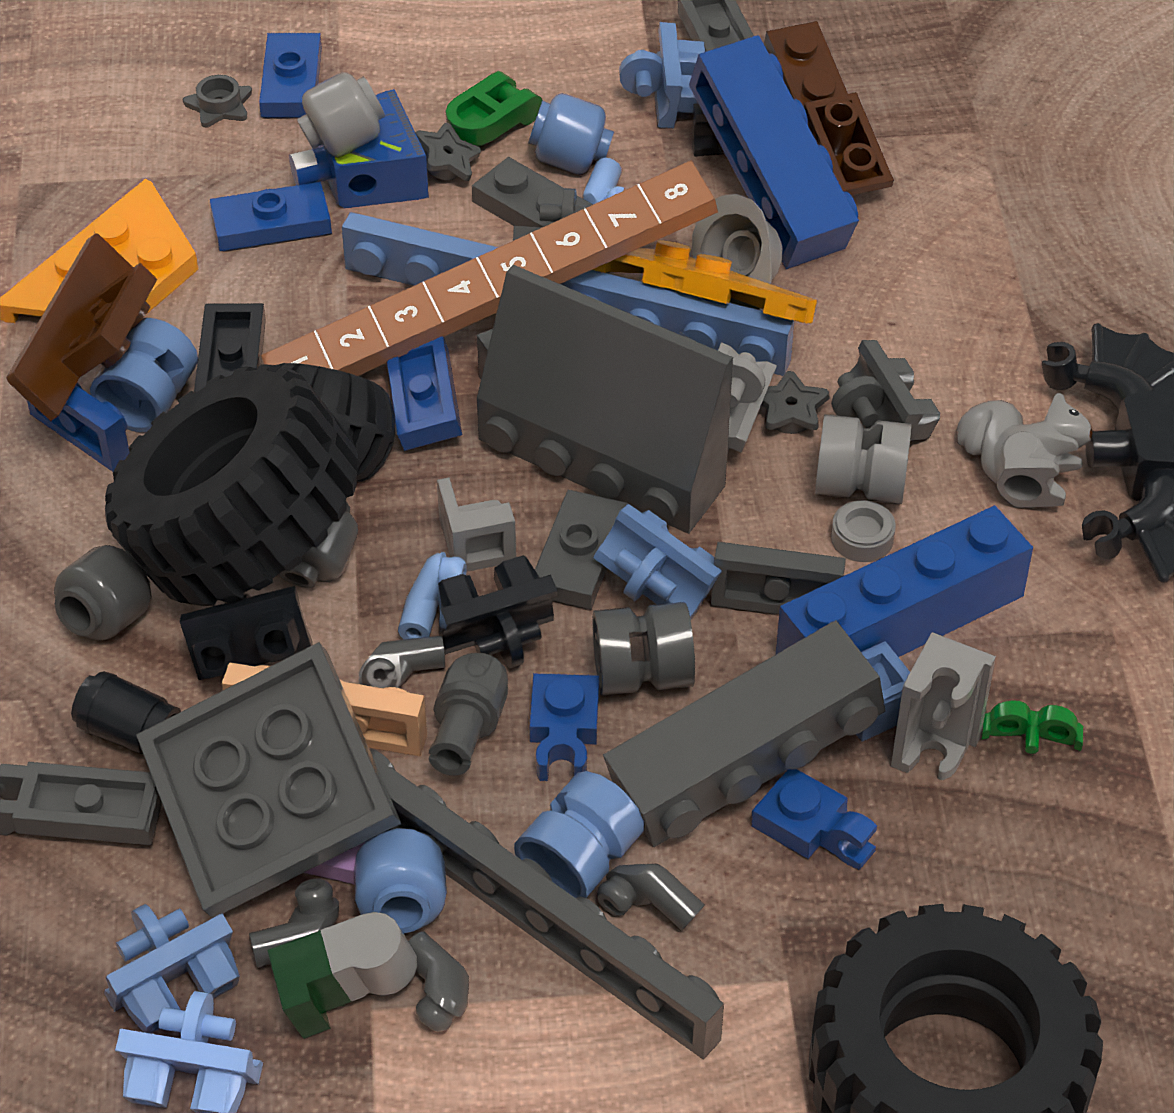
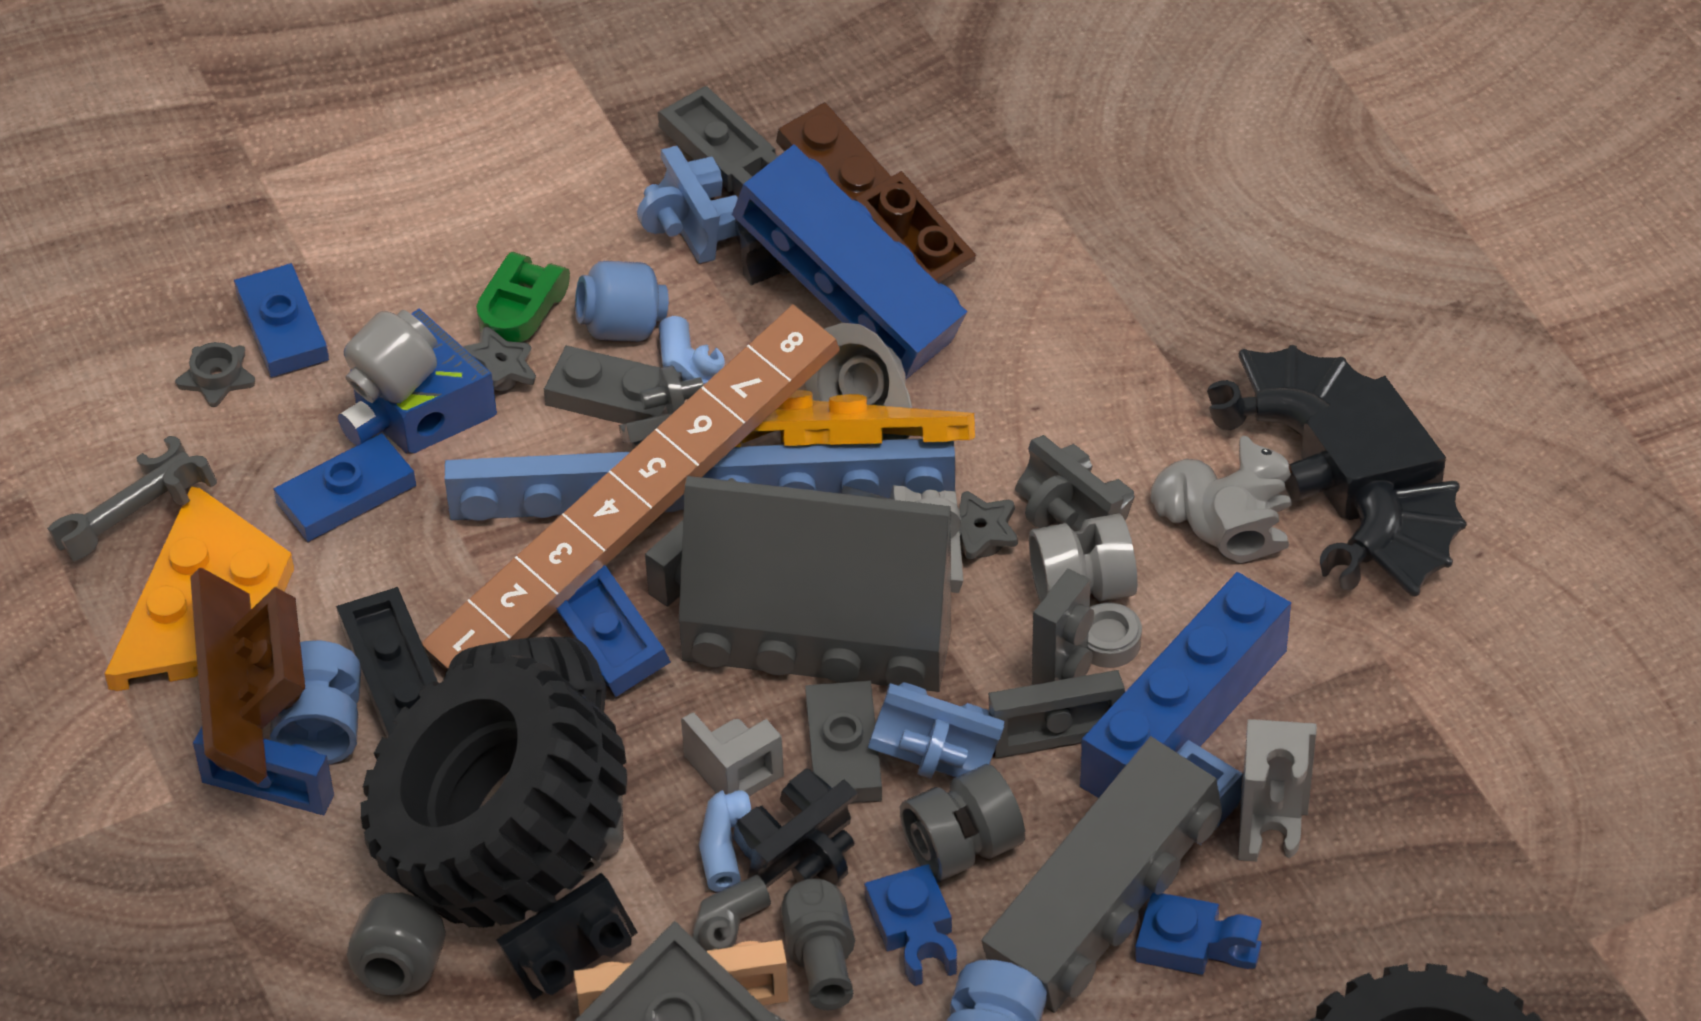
camera: 20 degrees left, 0 degrees up
(129, 164) = (165, 473): none -> dark grey bar
(809, 506) = (1062, 630): none -> dark grey plate
(1050, 722) = (1369, 768): green piece -> none

